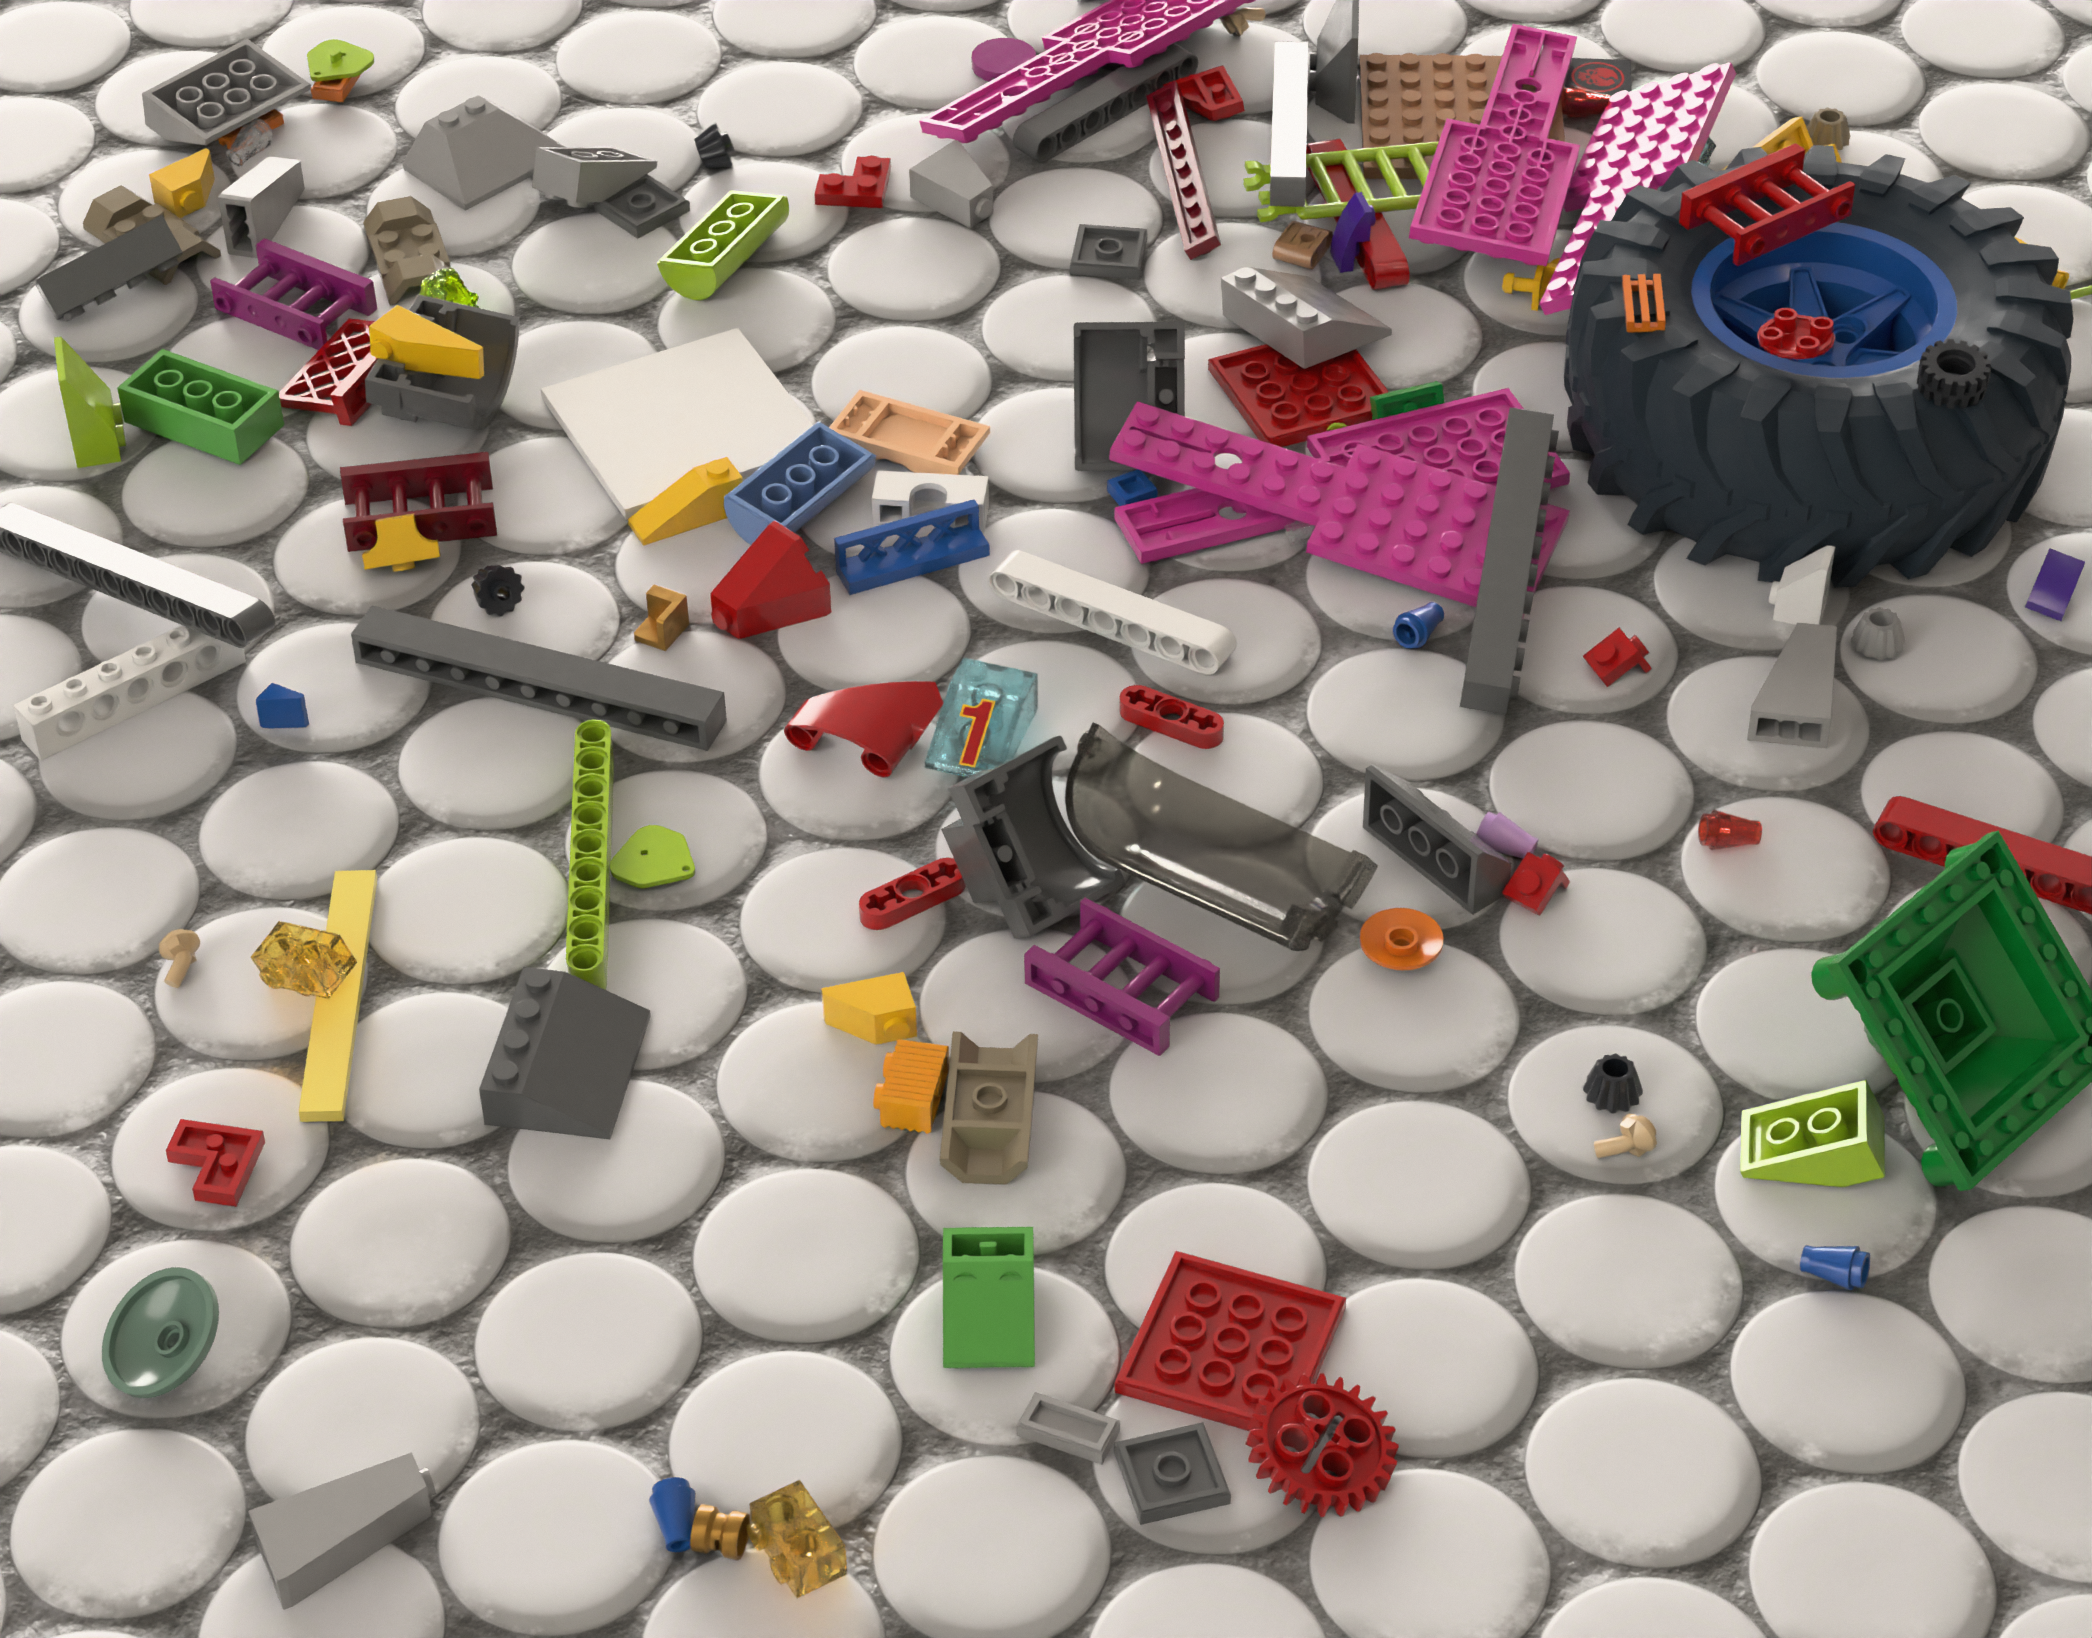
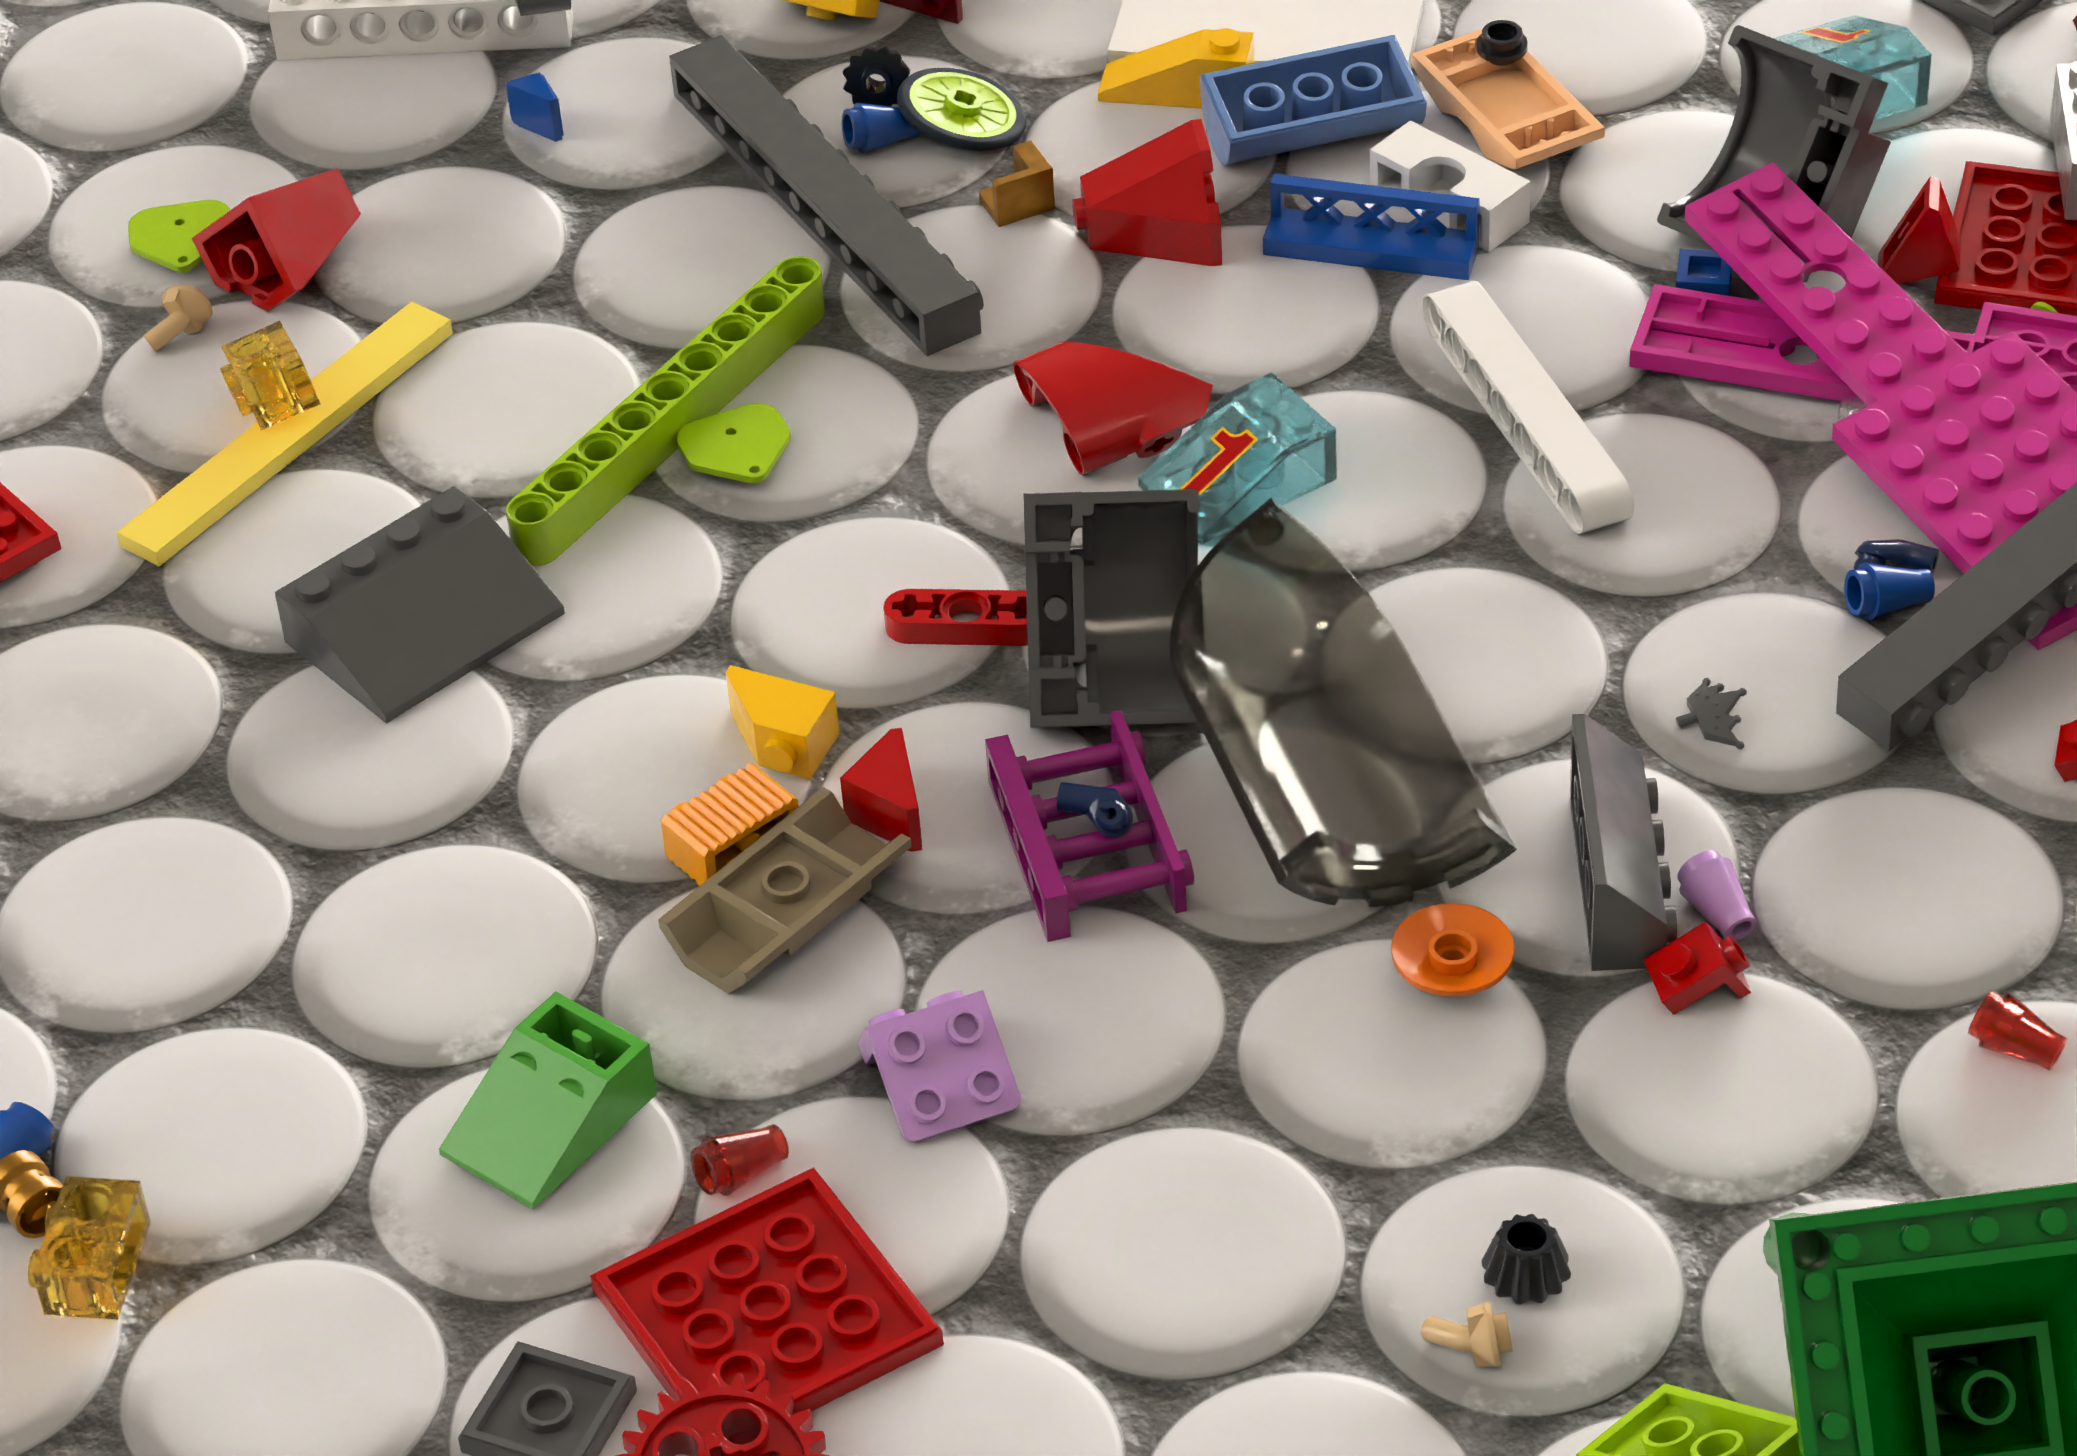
camera: 40 degrees right, 0 degrees up
(127, 901) = (167, 232): none -> lime piece
(203, 875) = (278, 238): none -> red slope
(527, 621) = (874, 126): none -> blue cone
(571, 586) = (961, 109): none -> wheel
(882, 399) = (1502, 42): none -> black plate
(990, 1017) = (881, 791): none -> red slope
(1053, 326) = (1877, 50): none -> clear light blue slope
(1068, 1428) = (495, 1297): light grey tile -> none
(1126, 1272) = (733, 1159): none -> clear red cone
(1133, 957) = (1101, 805): none -> dark blue arm
(1188, 1151) = (941, 1065): none -> lavender bracket
(1195, 727) = (1471, 580): red beam -> none
(1243, 409) = (1923, 240): none -> red slope
(1393, 739) = (1712, 712): none -> dark grey piece
(1399, 602) = (1897, 554): none -> dark blue arm

